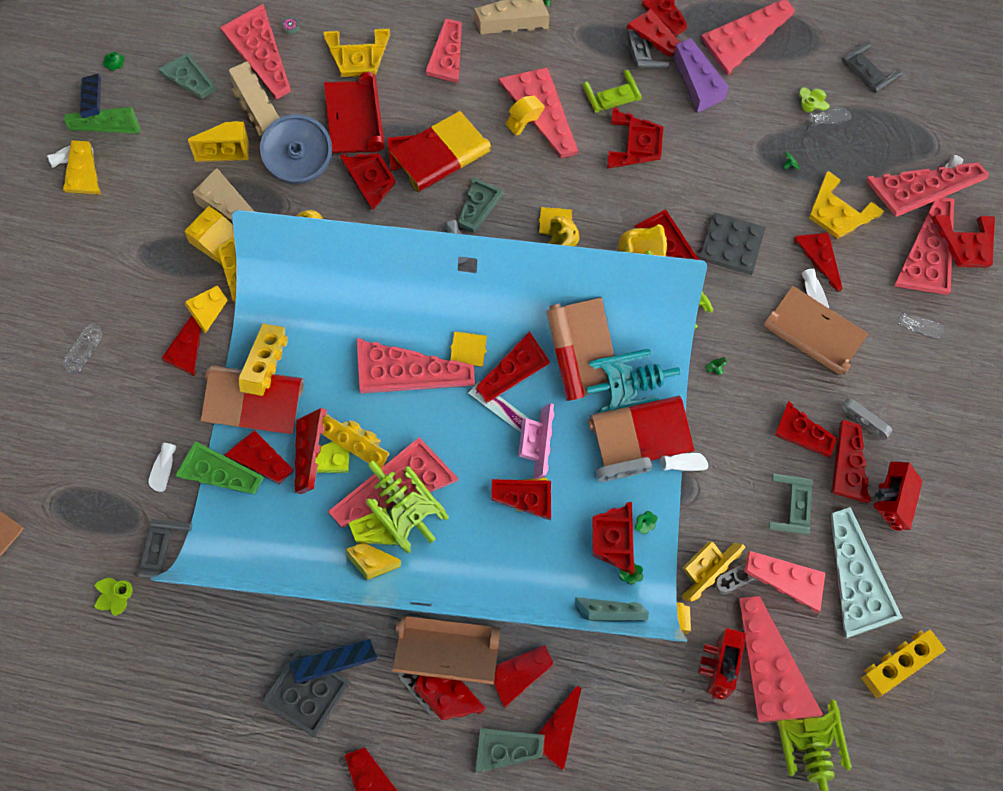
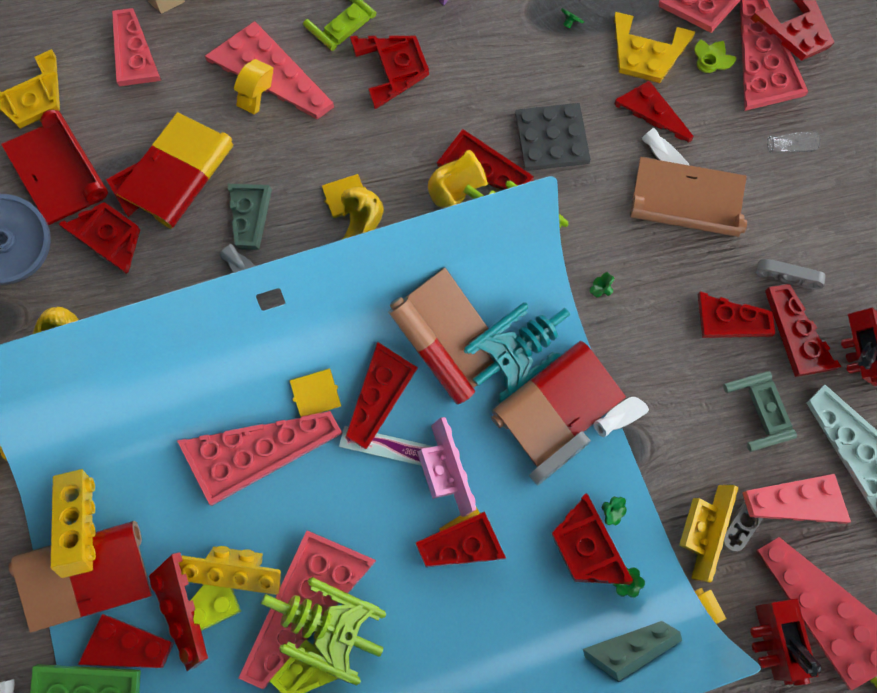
camera: 20 degrees left, 5 degrees up
(890, 234) = (714, 56): none -> lime plate

